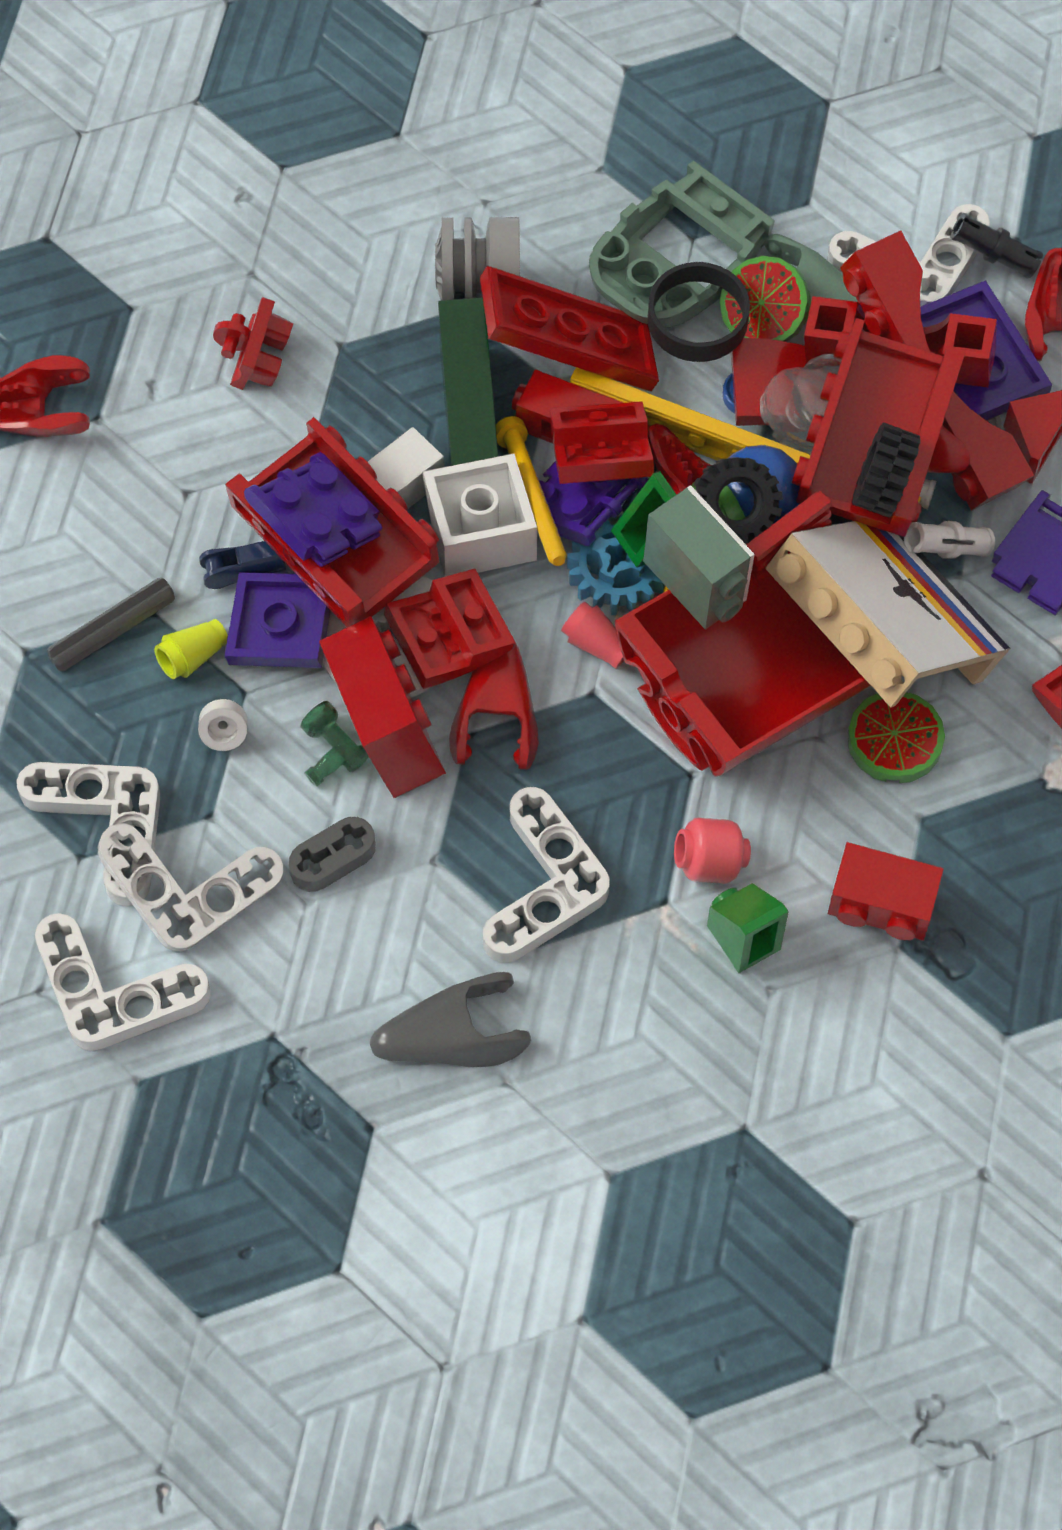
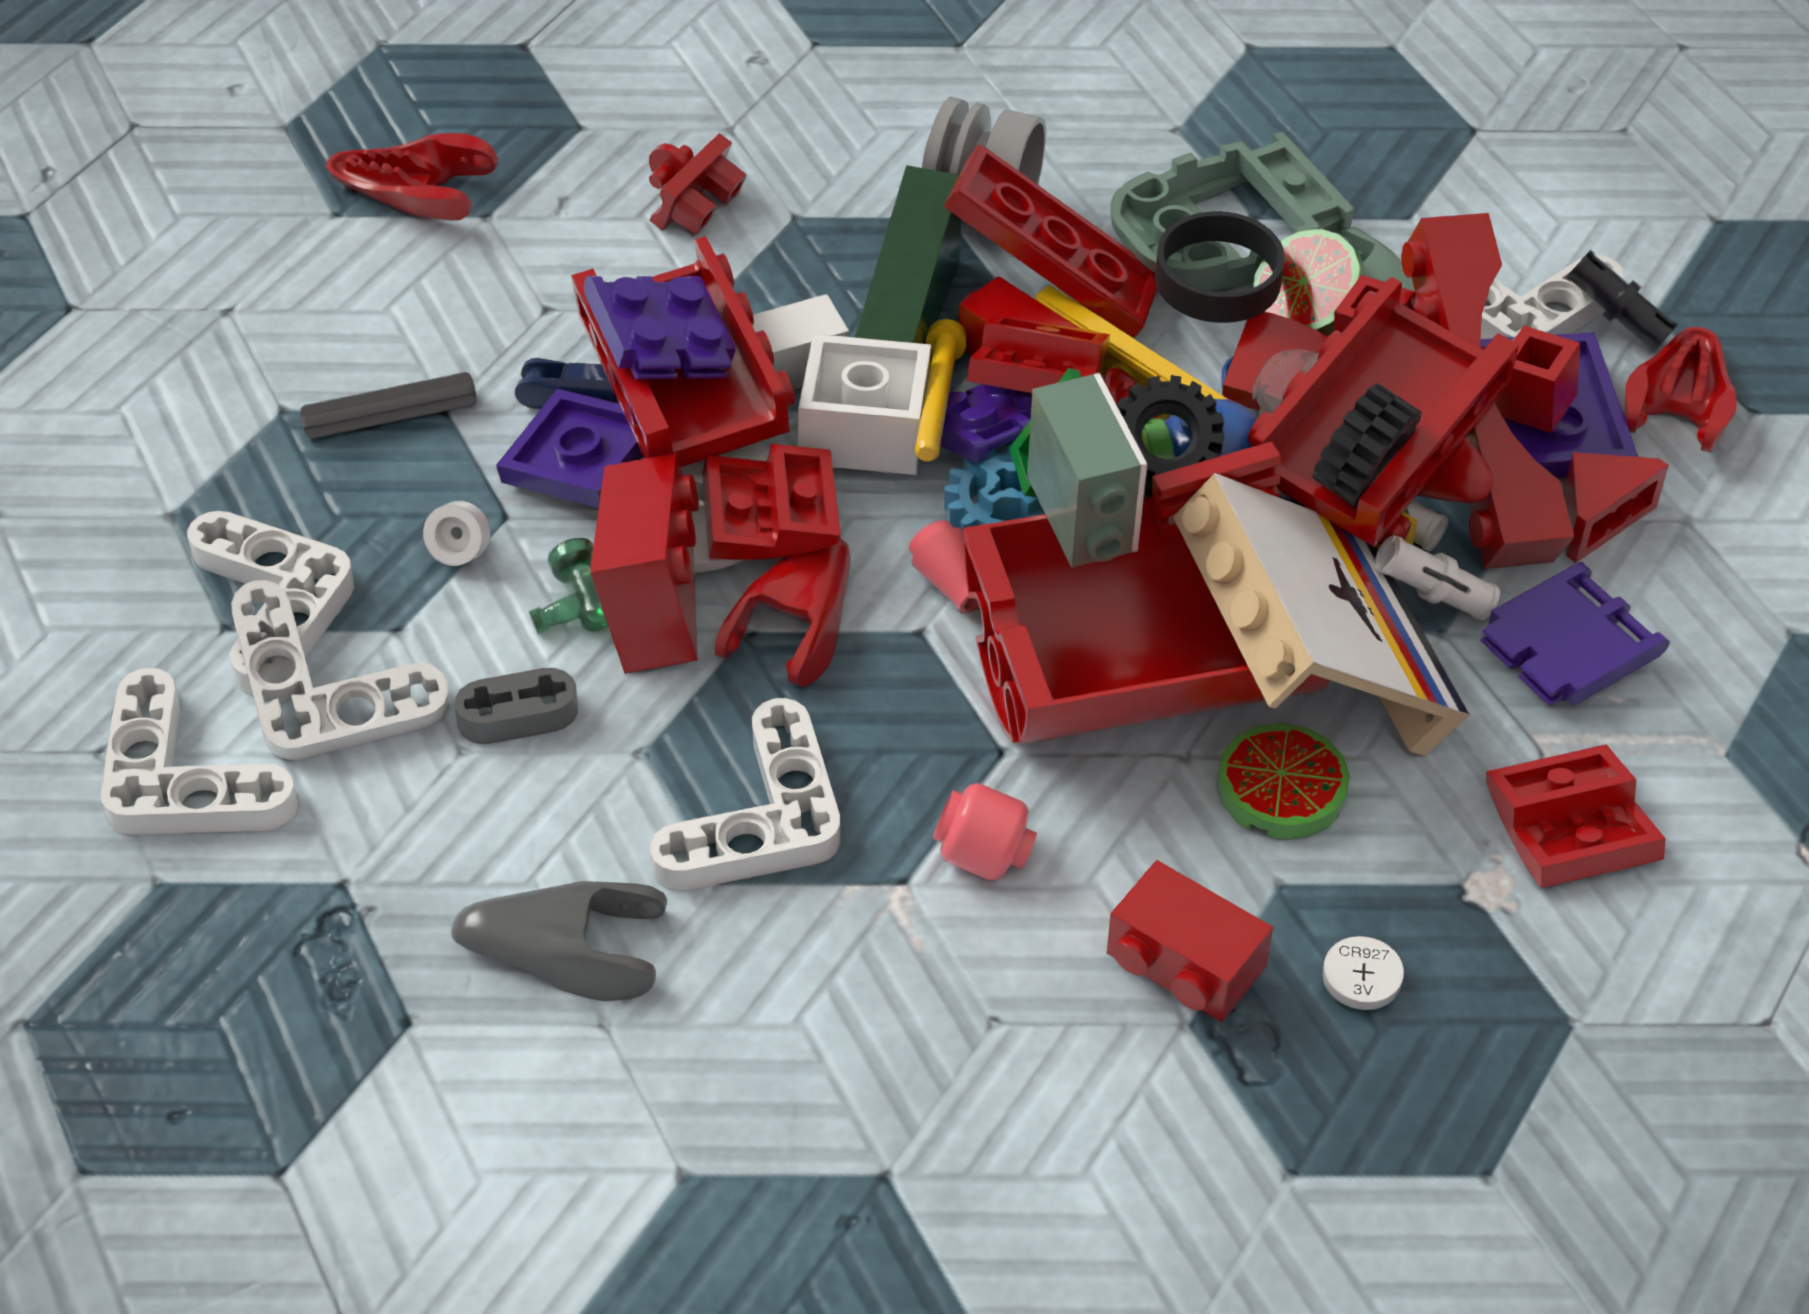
camera: 20 degrees right, 15 degrees down
(189, 648) = (461, 449): neon yellow cone -> none
(747, 925) = (990, 929): green slope -> none
(1002, 871) = (1363, 973): none -> white piece

